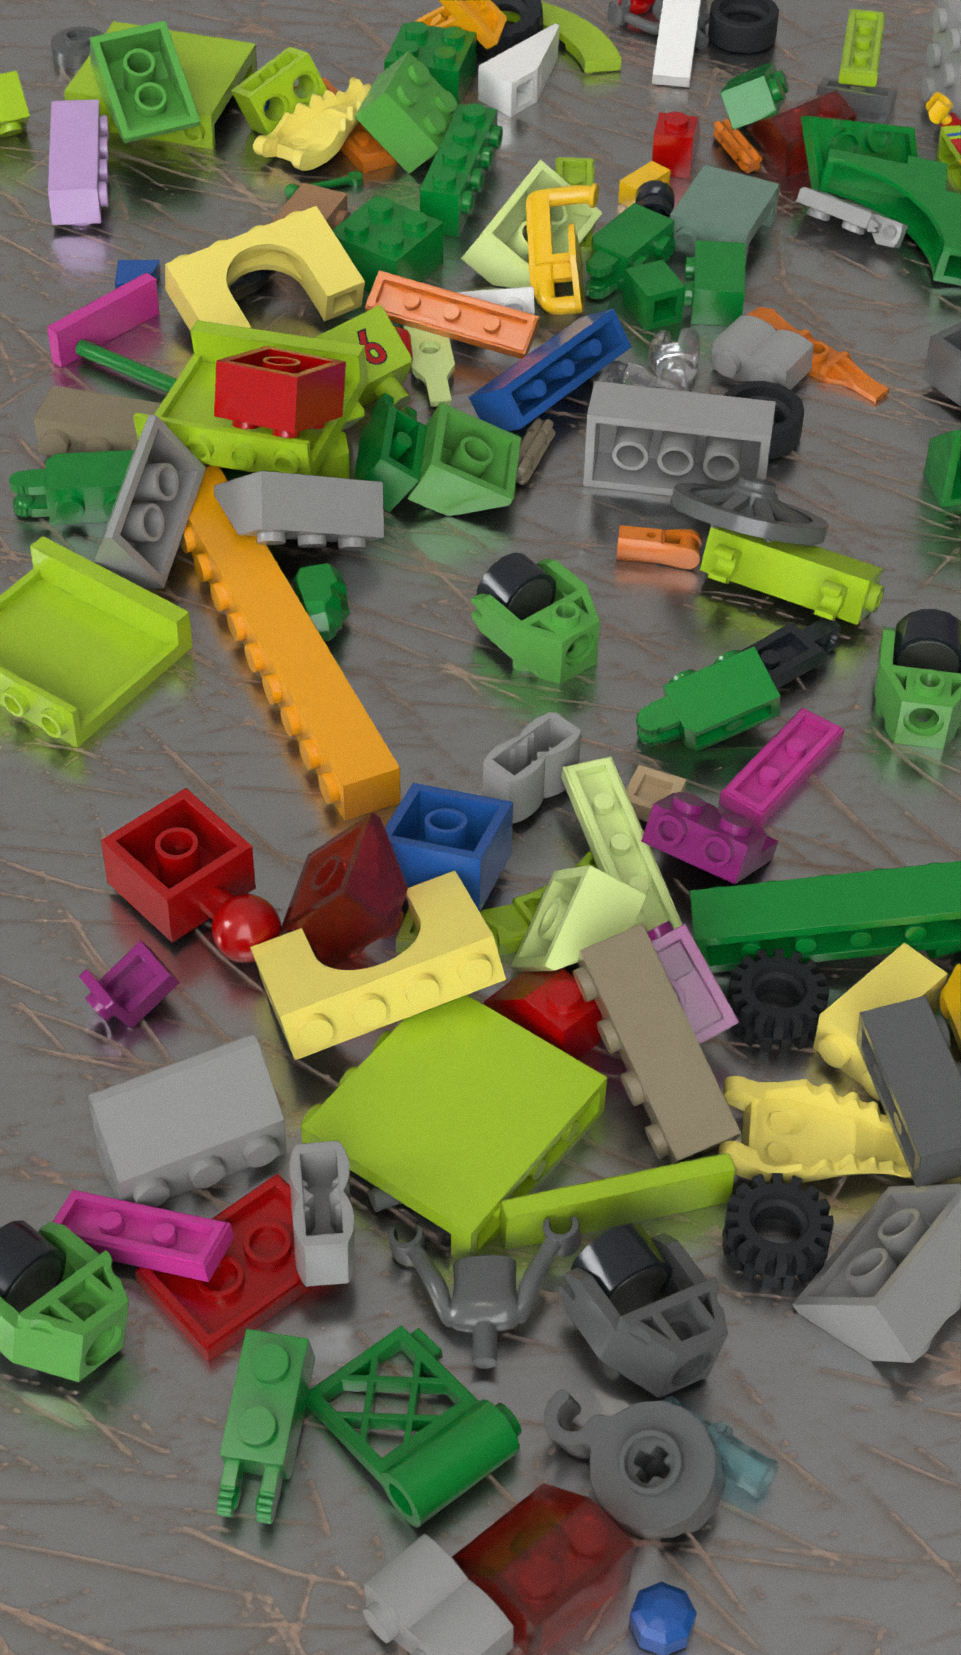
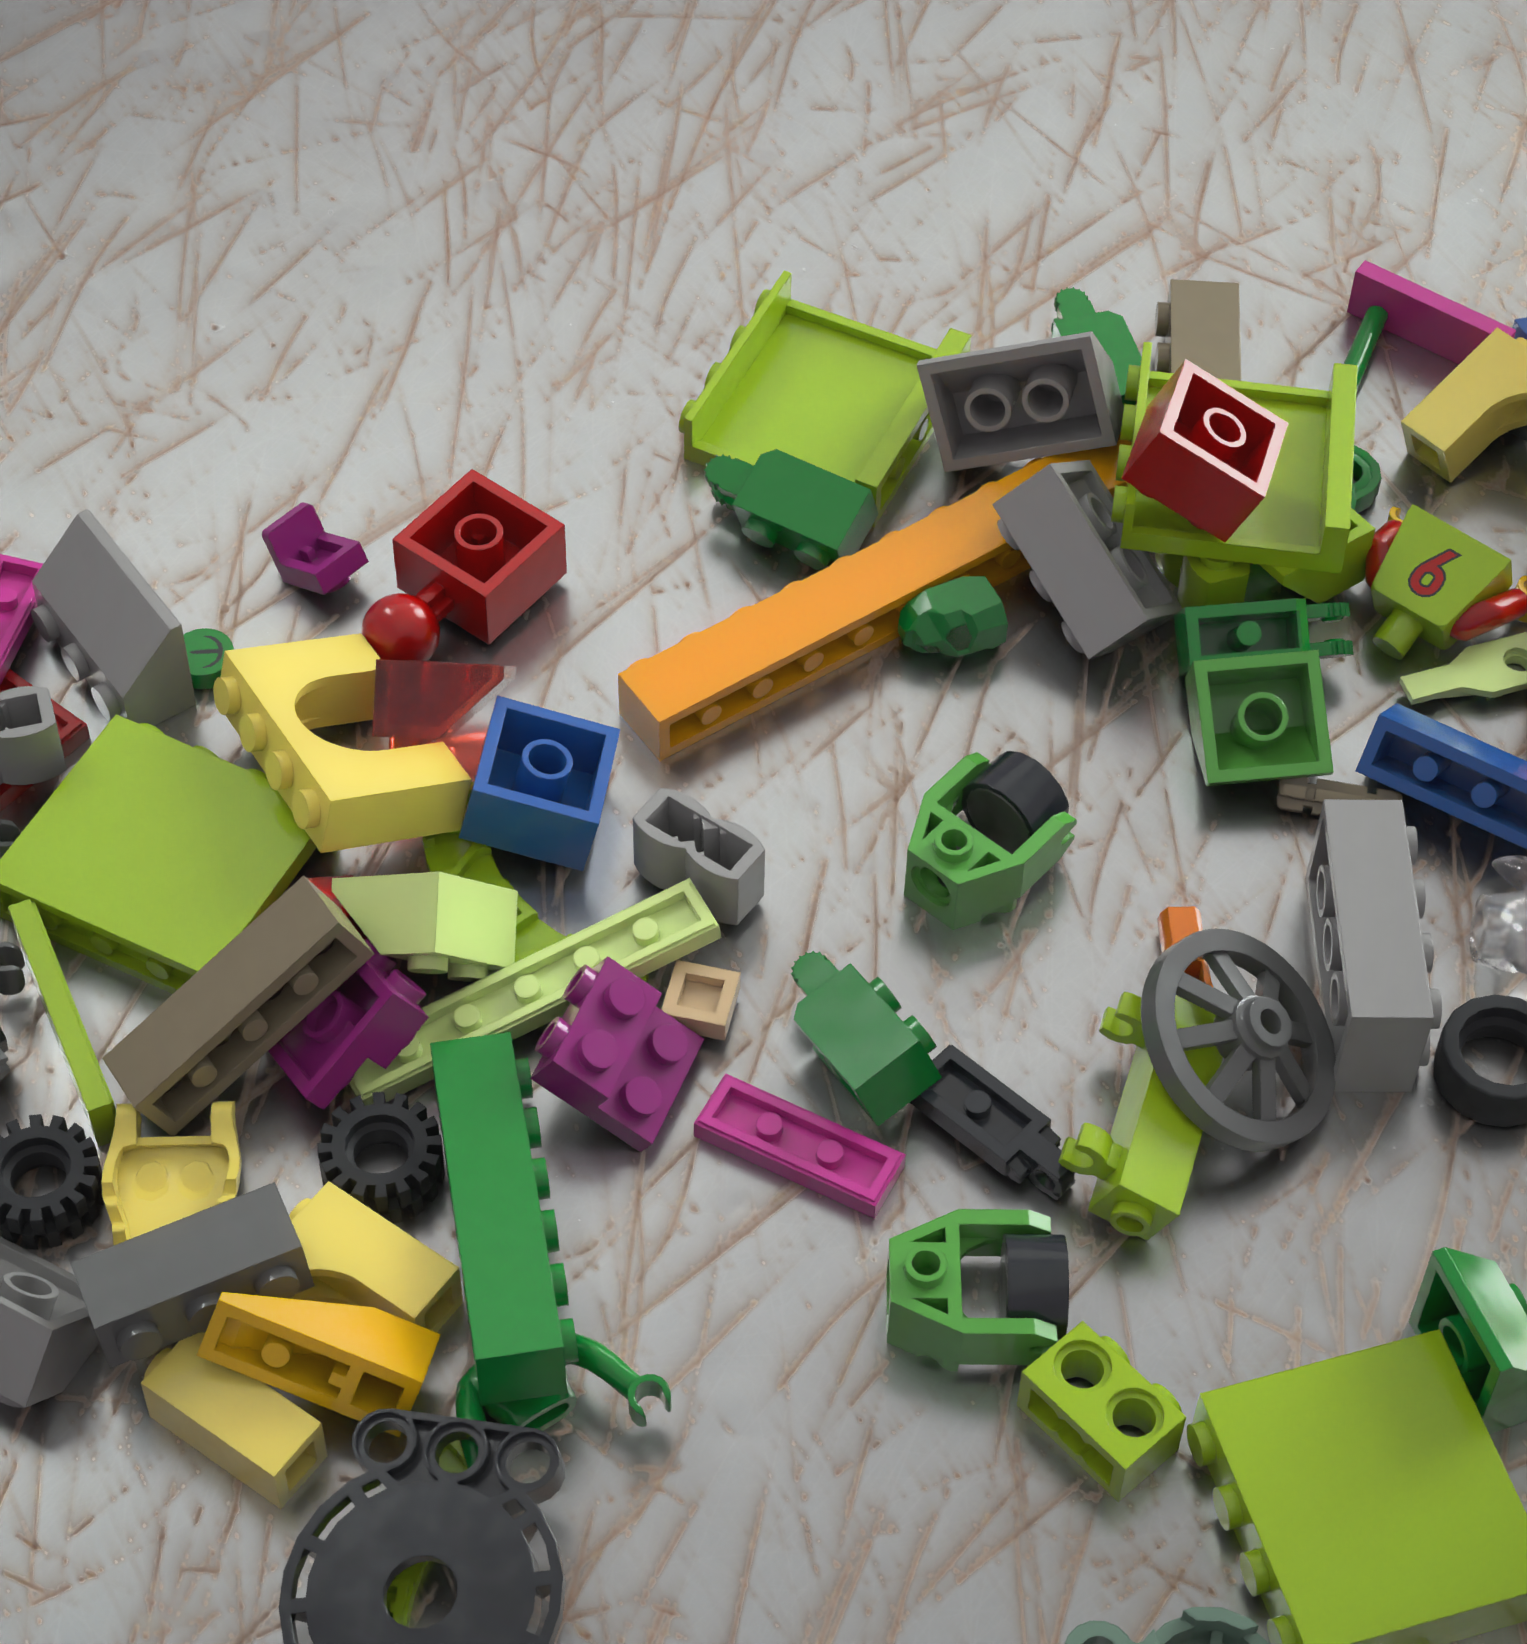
camera: 80 degrees right, 5 degrees up
(182, 670) = (794, 505): none -> green hinge

